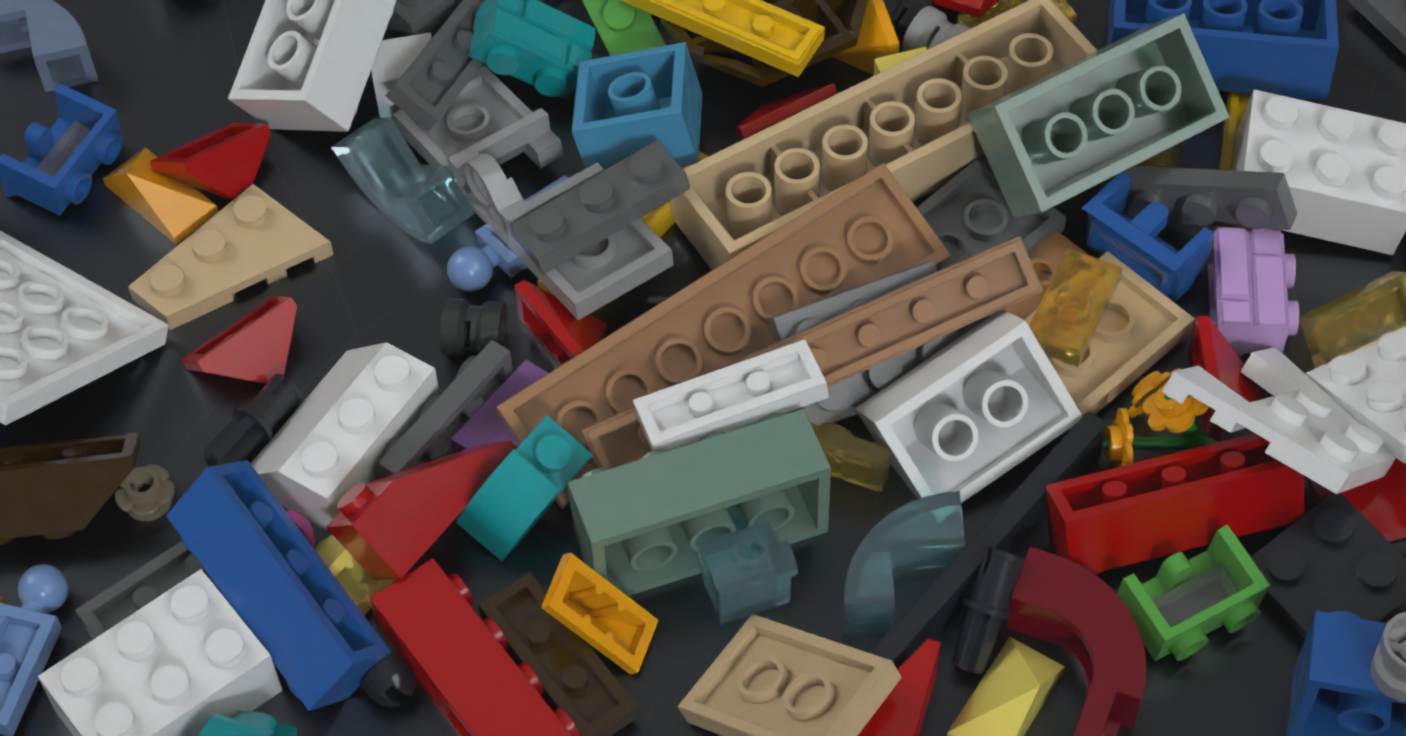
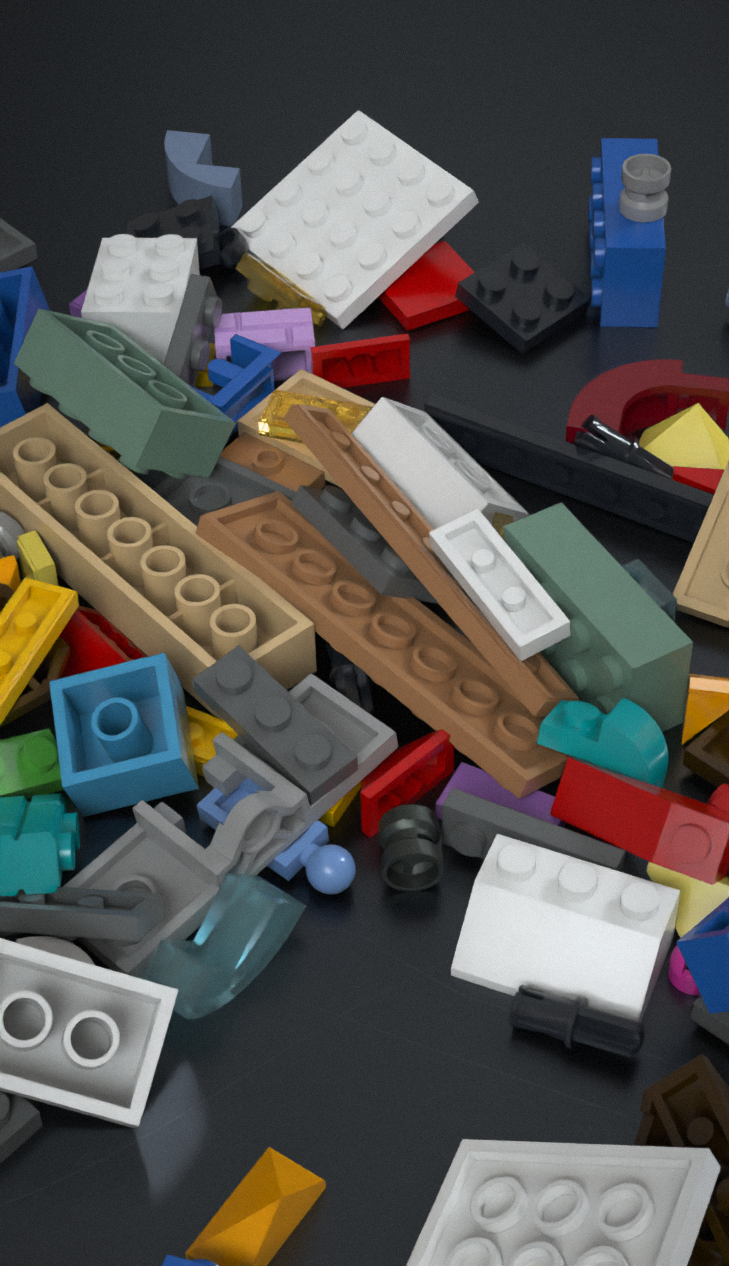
camera: 100 degrees left, 10 degrees down
(219, 161) = (201, 1149): red slope -> none
(234, 249) = (346, 1115): tan wing -> none
(250, 347) = (463, 1060): red slope -> none
(904, 544) = (621, 526): clear light blue brick -> none
(1162, 414) = (417, 352): light orange plant -> none
(1171, 503) = (493, 357): red brick -> none
(1195, 597) = (561, 355): bright green window -> none
(1299, 421) = (417, 287): white wing -> none

